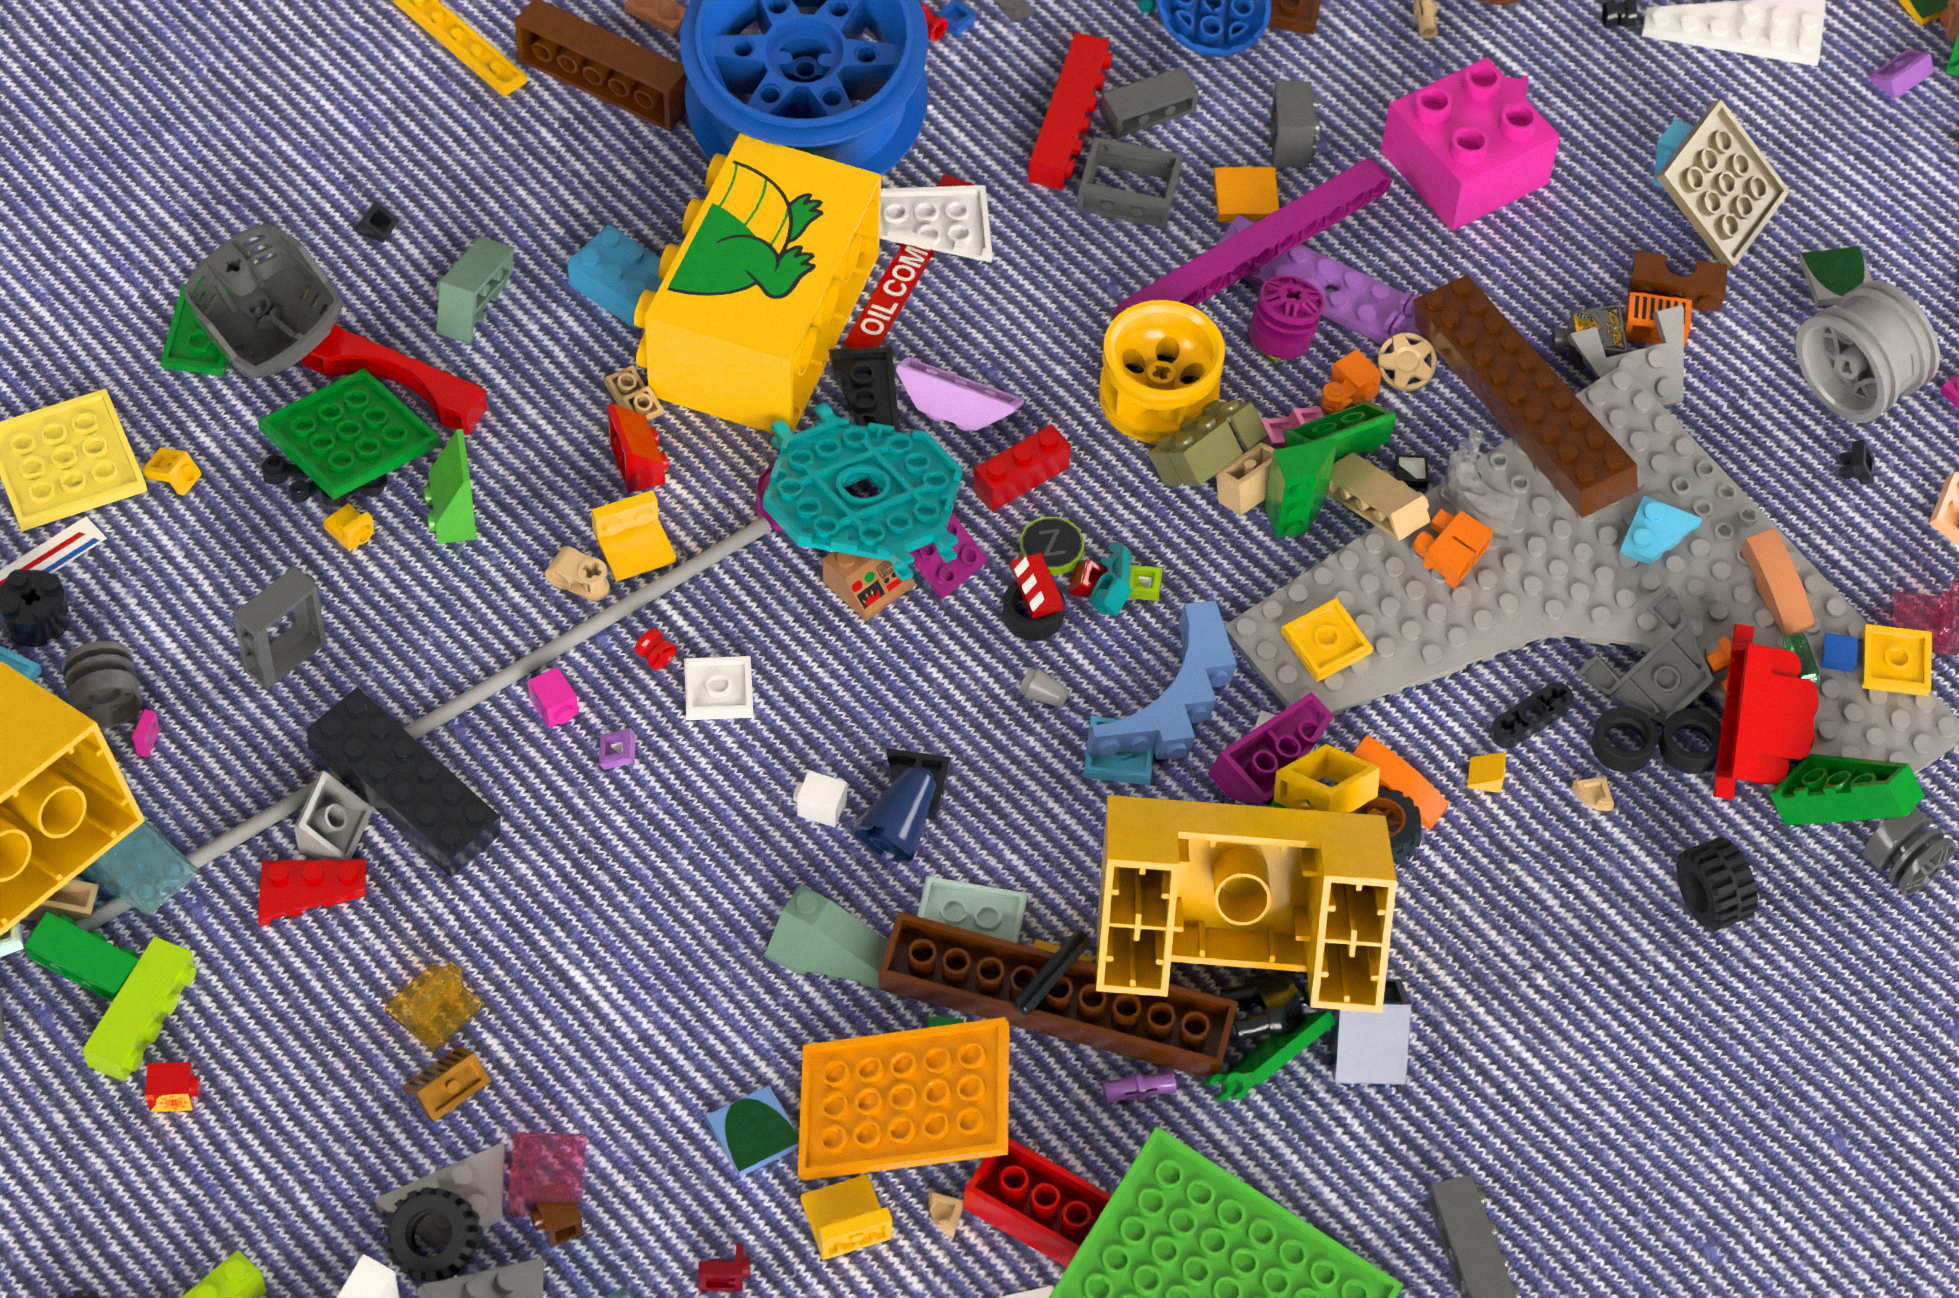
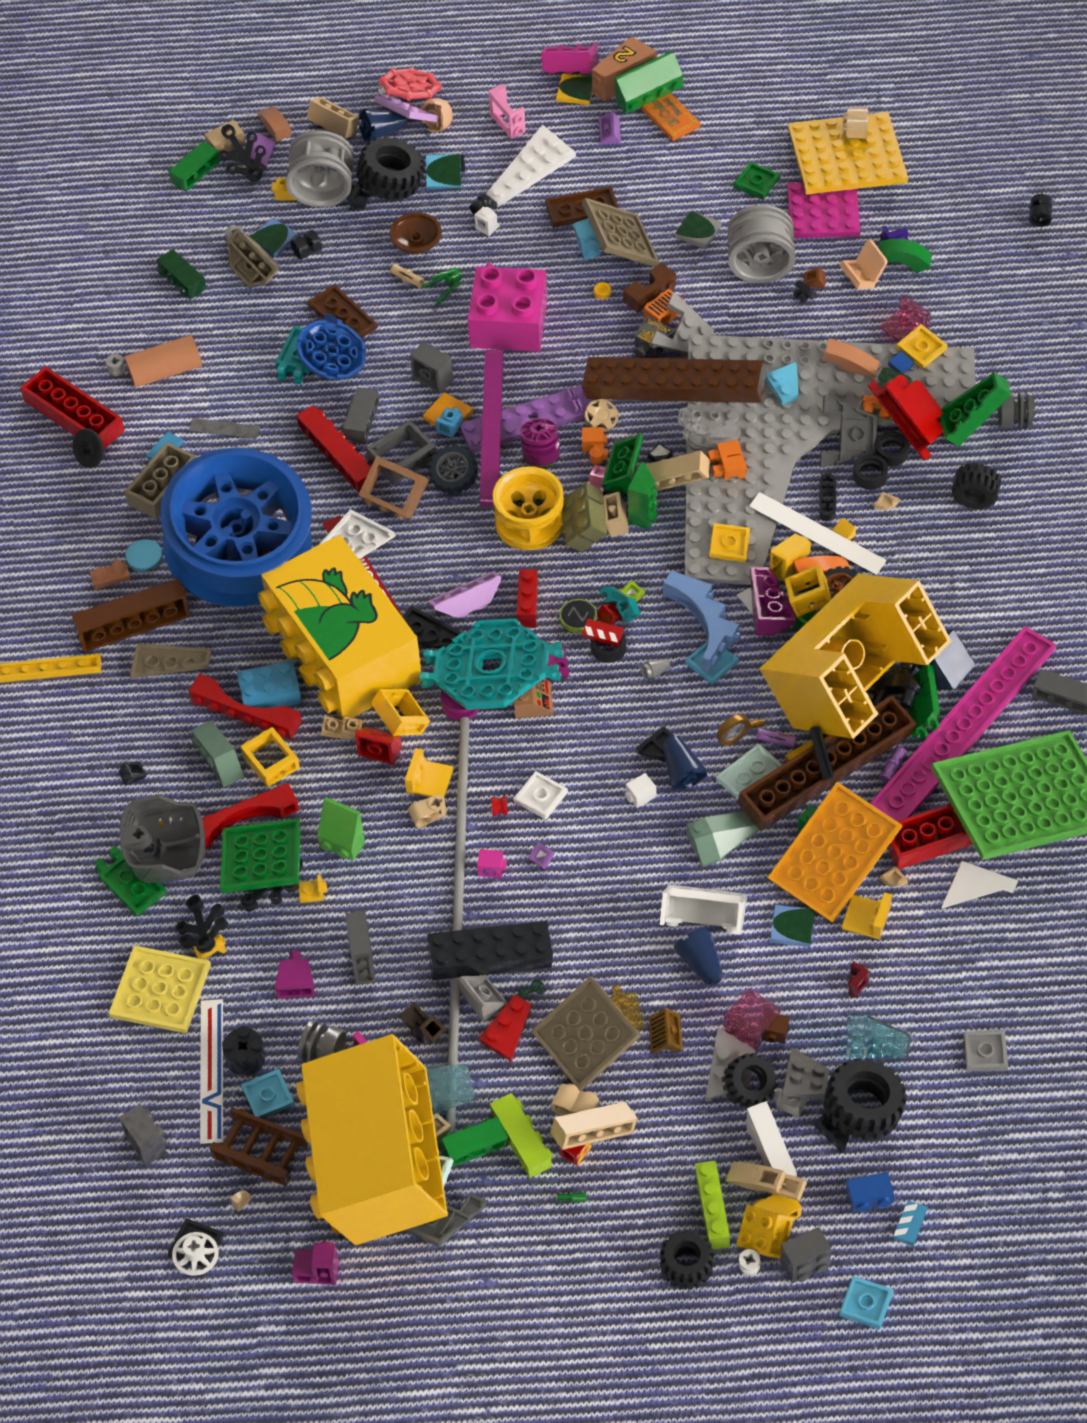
camera: 45 degrees left, 0 degrees up
(91, 1138) = (574, 1197): none -> green pin
(159, 455) = (205, 941): none -> black plant
(194, 591) = (294, 977): none -> magenta torso
(205, 1082) = (593, 1125): none -> tan brick
(227, 781) = (422, 1027): none -> dark brown brick
(240, 1043) = (571, 1100): none -> tan brick
(354, 980) = (586, 1033): none -> dark tan plate
(395, 876) = (535, 987): none -> clear green hand
(523, 375) = (278, 770): none -> yellow window
(577, 147) = (164, 659): none -> dark tan wing
(583, 319) = (207, 692): none -> red arch
(600, 1043) = (701, 955): none -> dark blue cone
(688, 461) = (414, 719): none -> yellow window
(688, 989) = (703, 907): none -> white windscreen
(1020, 848) = (736, 728): none -> pearl gold piece
(1055, 908) = (790, 741): none -> medium lavender pin
(1070, 233) = (413, 498): none -> medium nougat window
(1152, 234) = (446, 455): none -> black wheel
(1225, 200) = (451, 419): none -> dark azure brick
(1297, 1136) = (964, 723): none -> dark pink plate
(1386, 722) = (783, 555): none -> yellow slope
(1452, 741) = (818, 533): none -> white sticker
(1468, 52) = (451, 276): none -> green plant
(1599, 34) = (487, 217): none -> white brick
(1621, 234) = (602, 290): none -> yellow tile
(1770, 133) = (569, 209): none -> reddish brown tile
(1899, 464) = (815, 278): none -> dark orange slope

